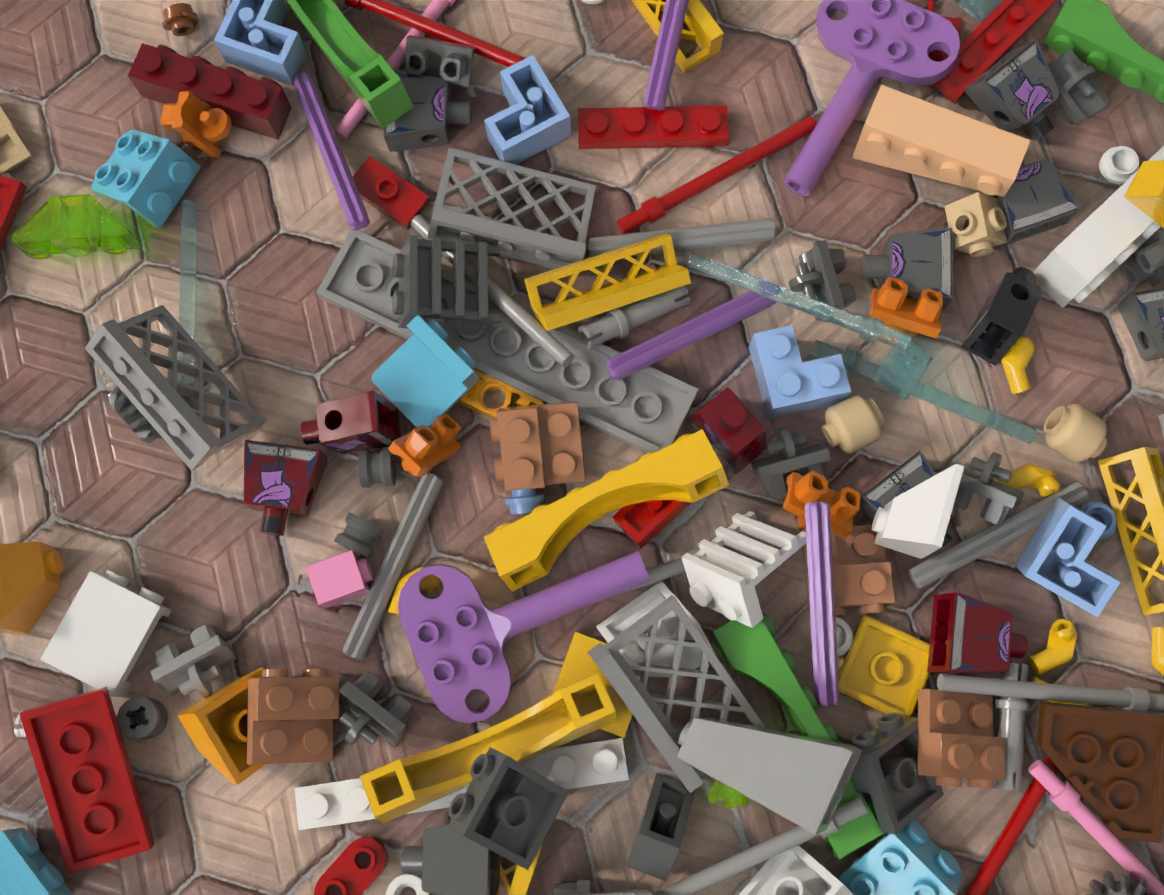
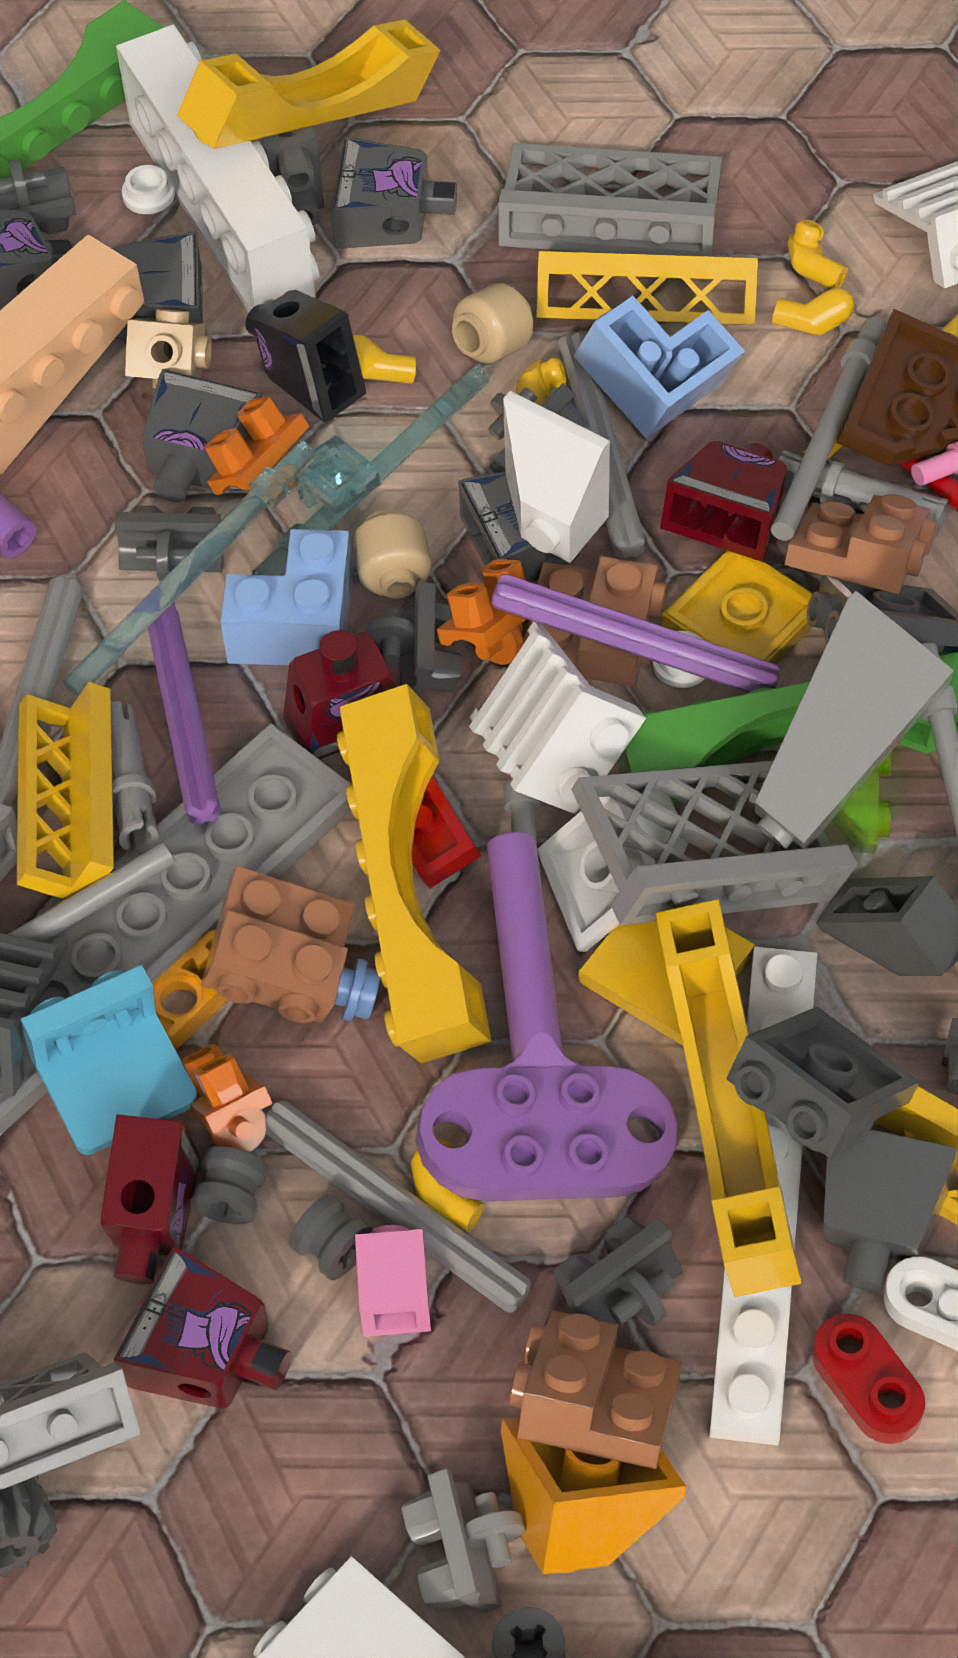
camera: 75 degrees left, 20 degrees down
(1059, 647) = (769, 418): yellow arm -> none

